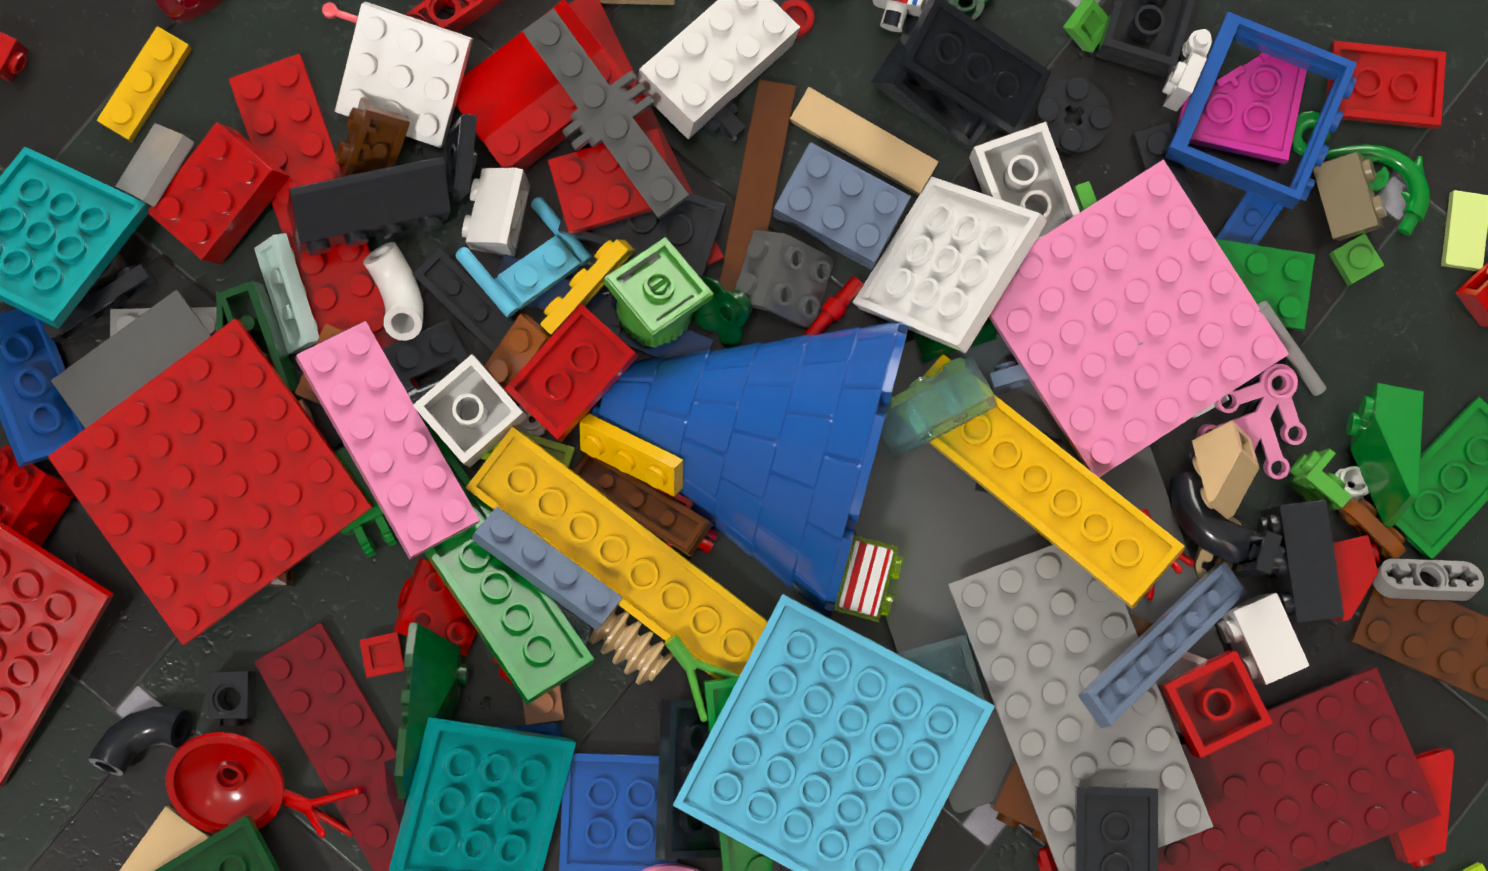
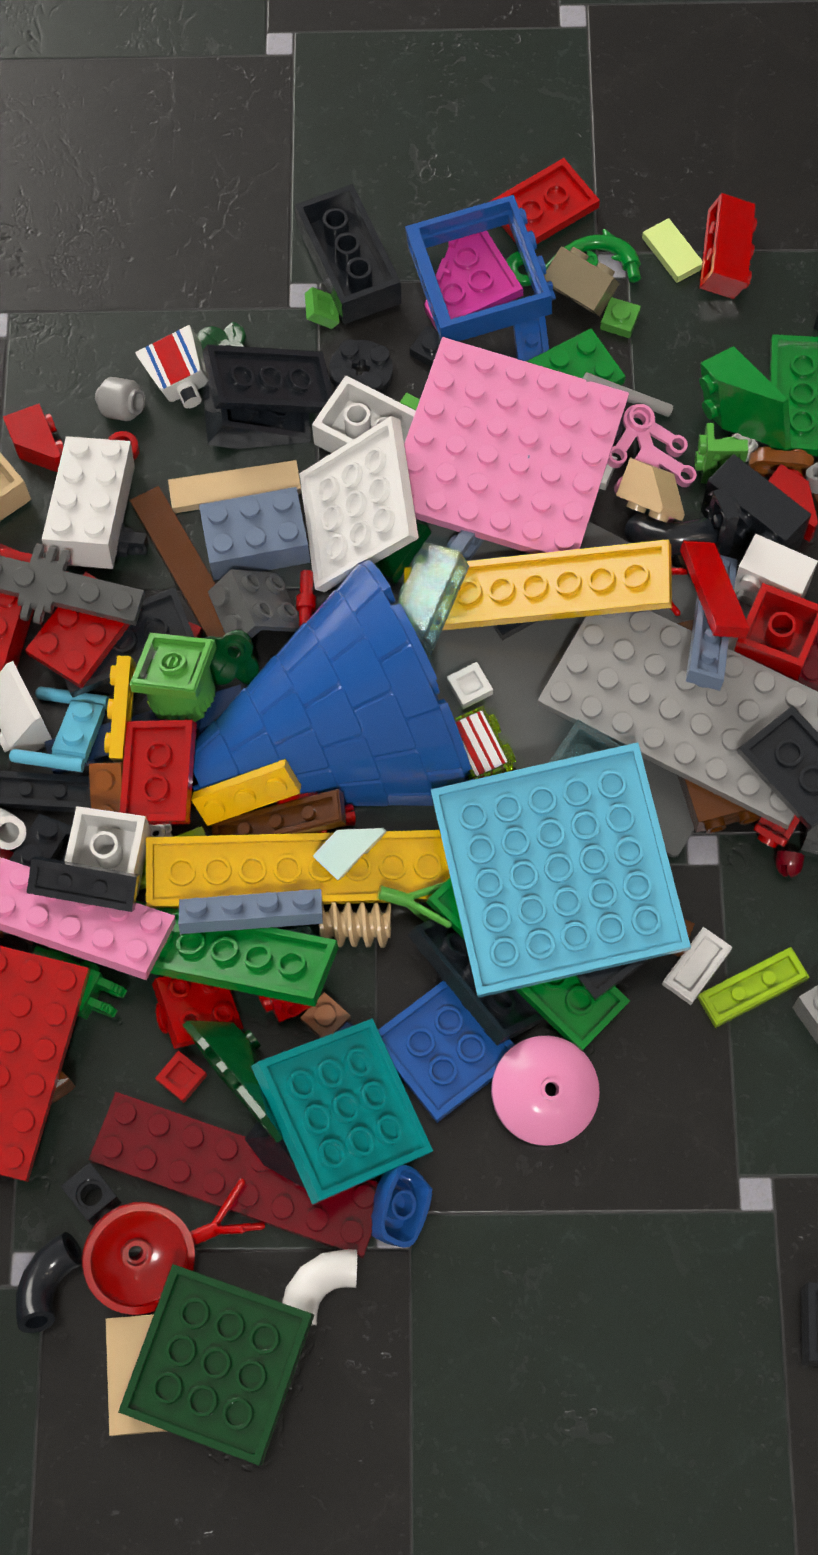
camera: 35 degrees left, 15 degrees down
(420, 433) = (83, 883): none -> black plate
(674, 579) = (346, 848): none -> light aqua slope
(907, 512) = (470, 685): none -> white plate
(1186, 73) = (411, 282): white plate -> none
(1191, 616) = (714, 589): none -> red tile

